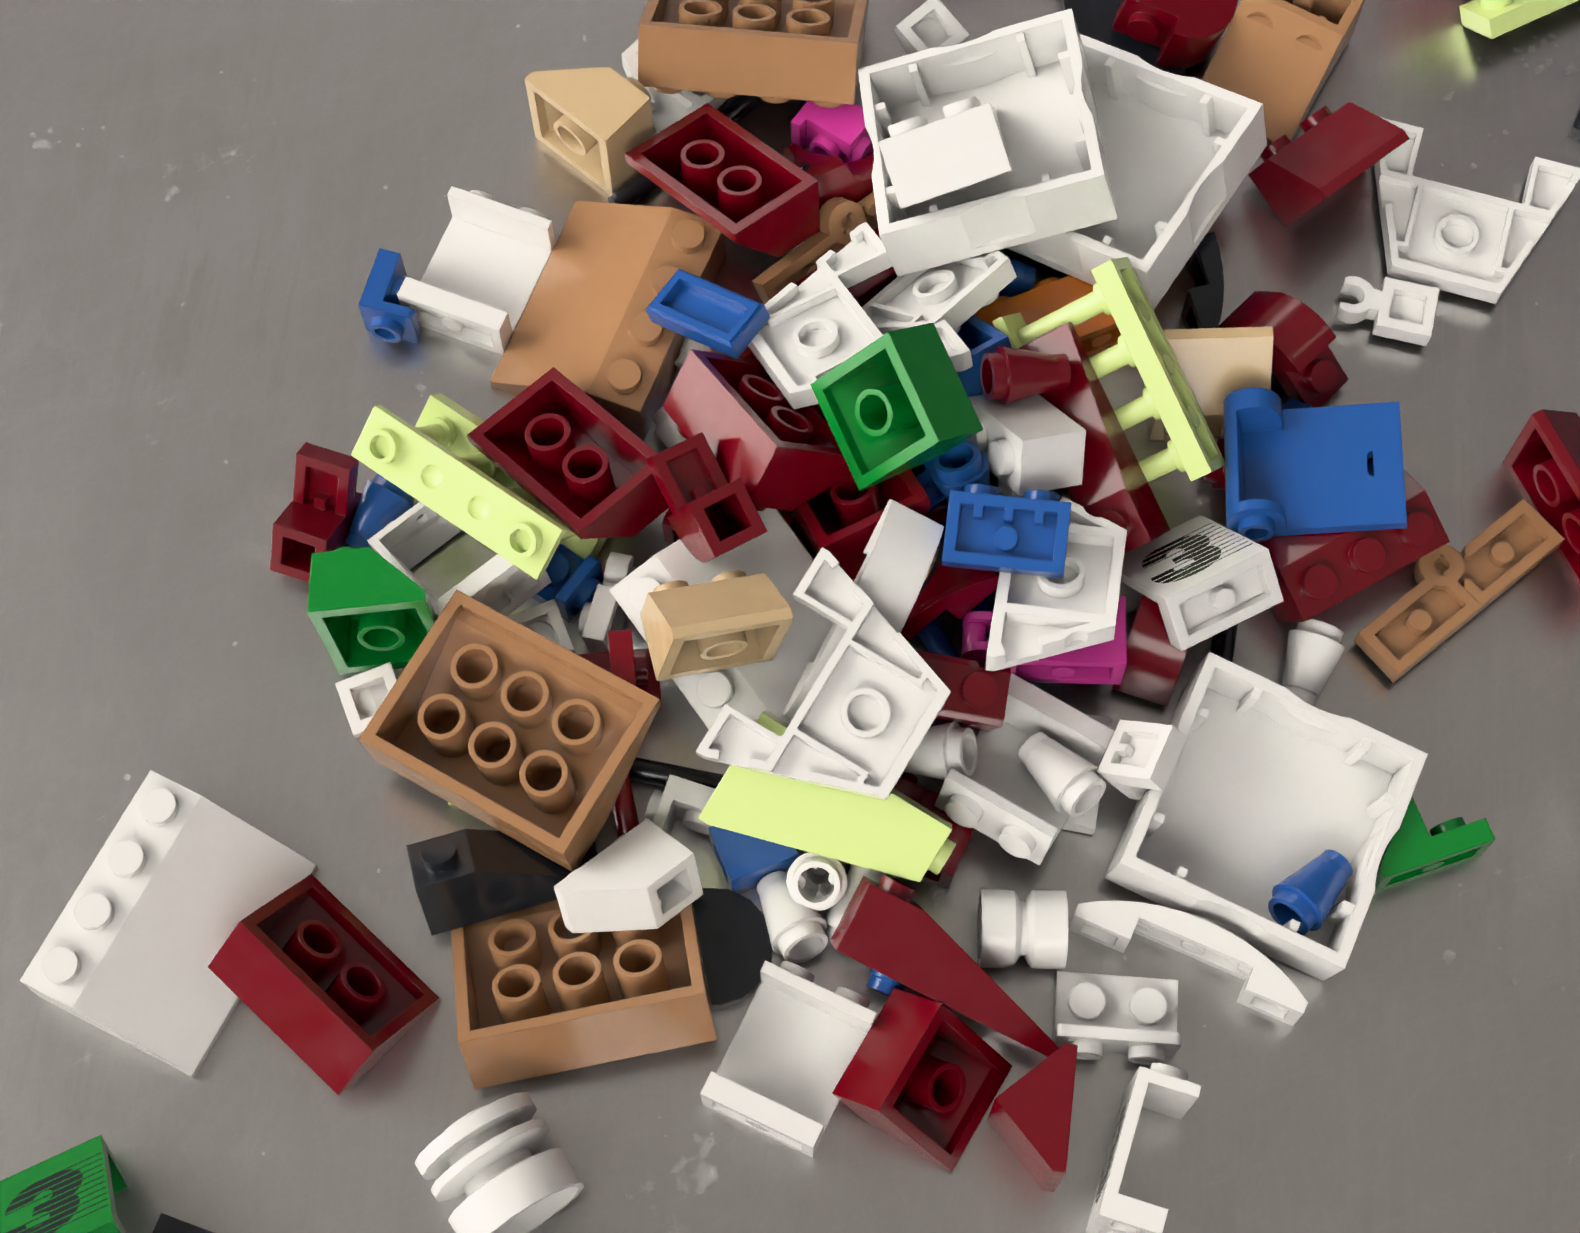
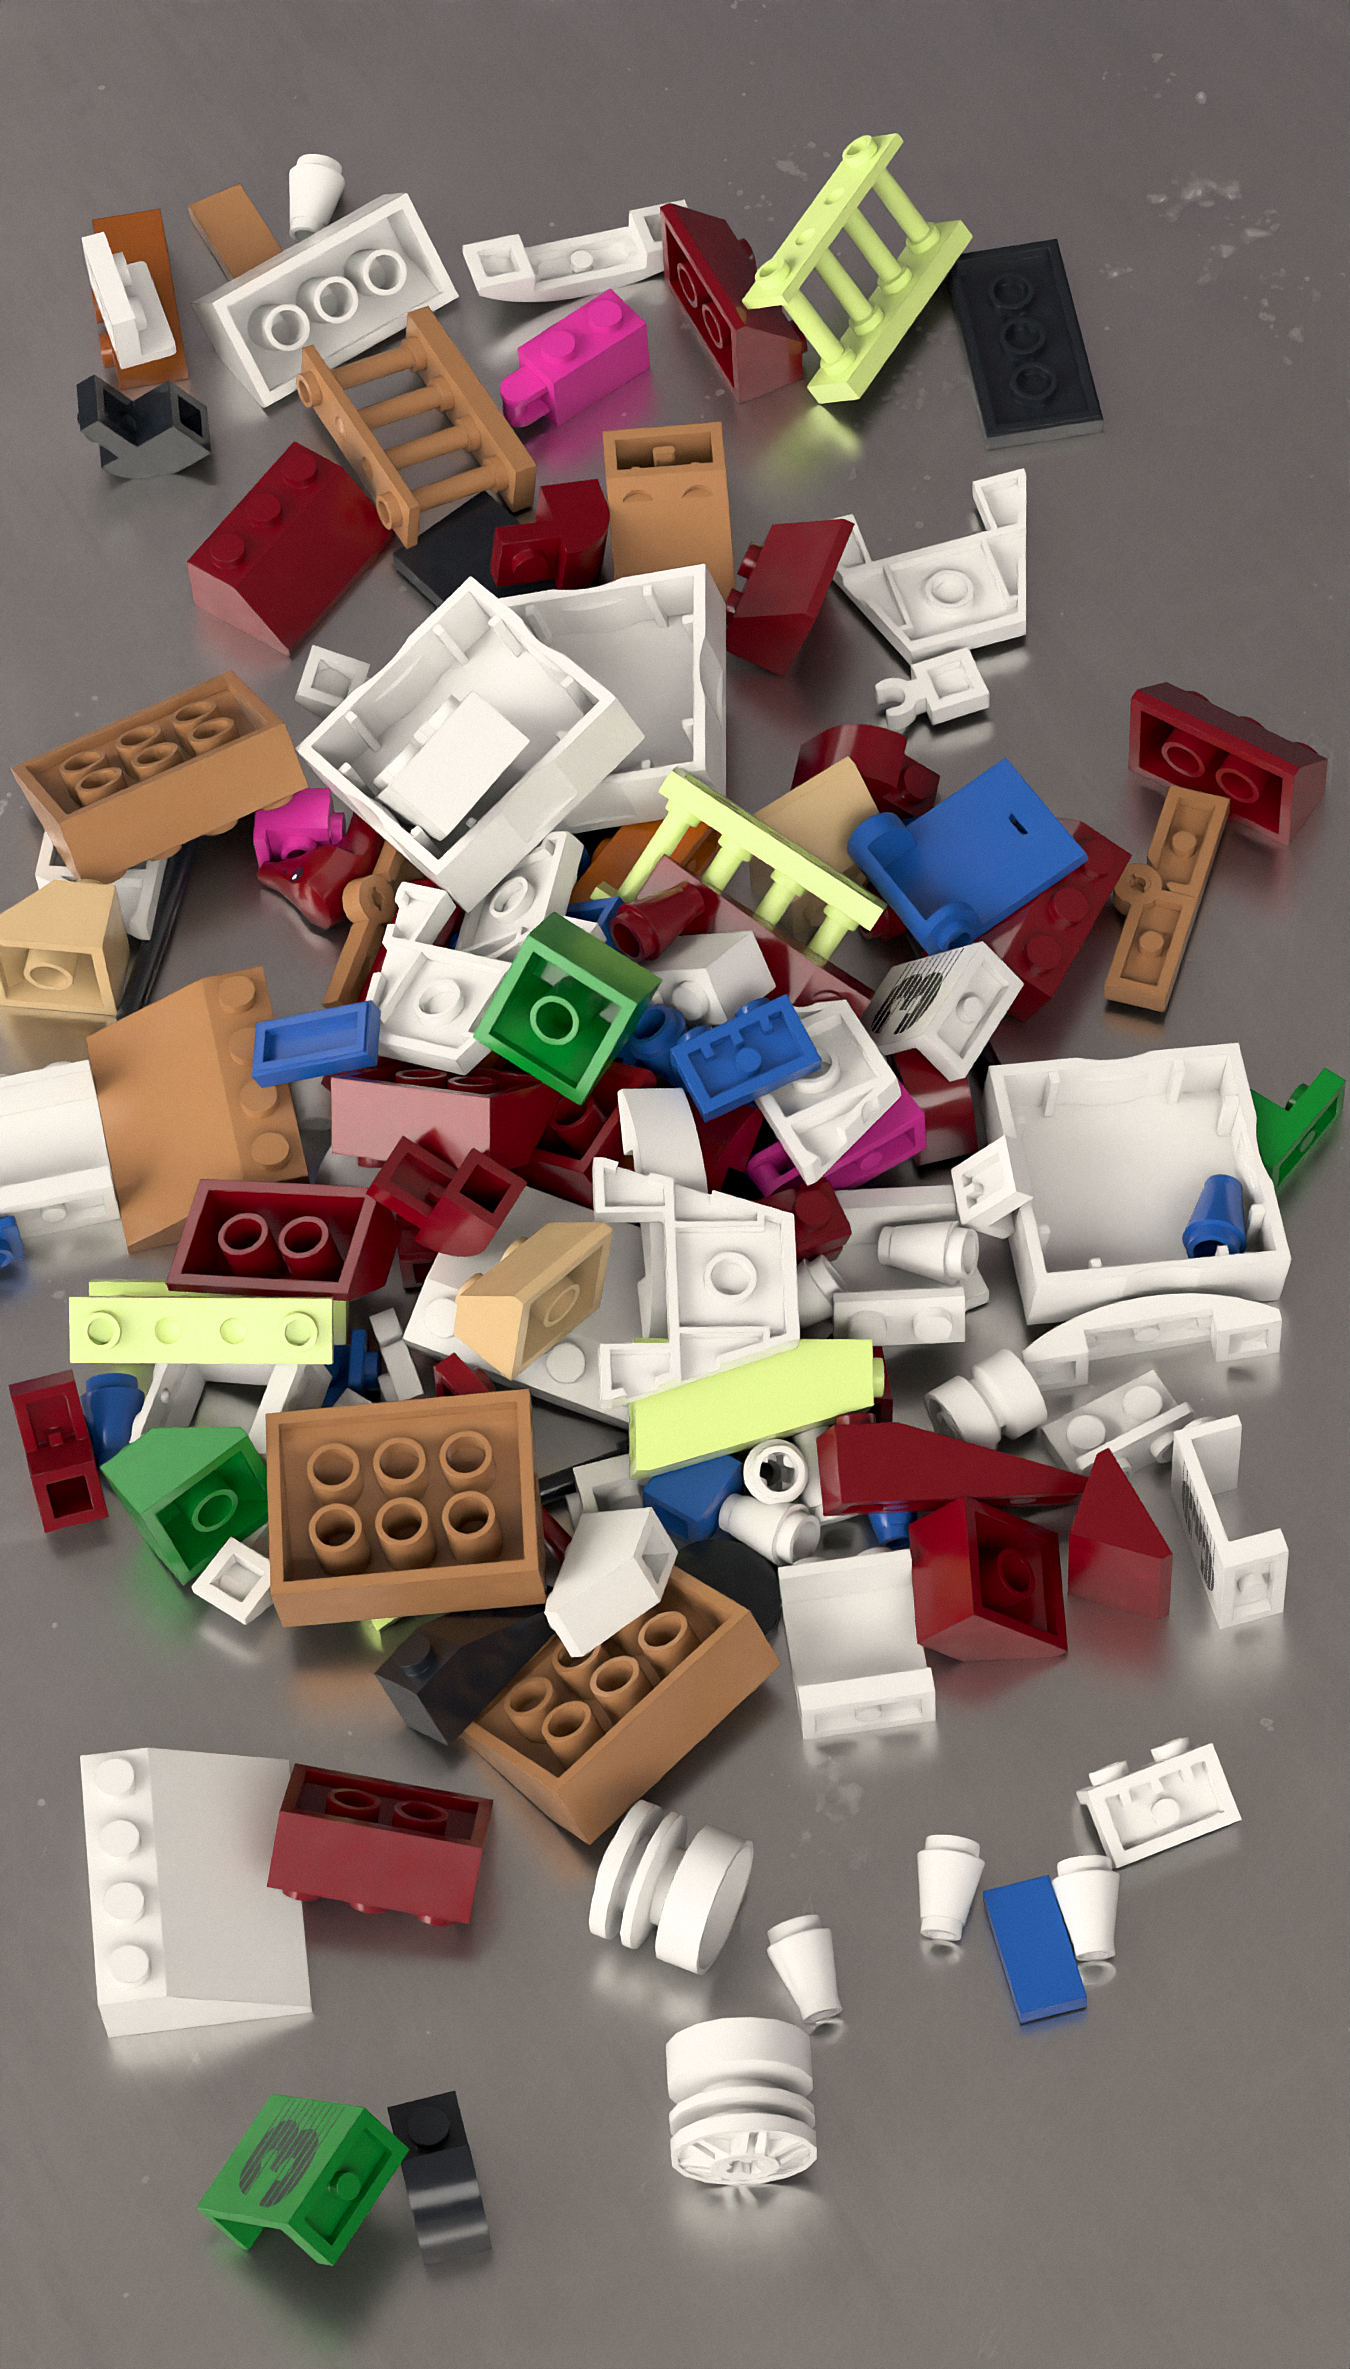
camera: 30 degrees left, 10 degrees down
(732, 181) = (242, 917): dark red slope -> none
(1205, 300) = (754, 766): black slope -> none
(1311, 658) = (1076, 1025): white cone -> none

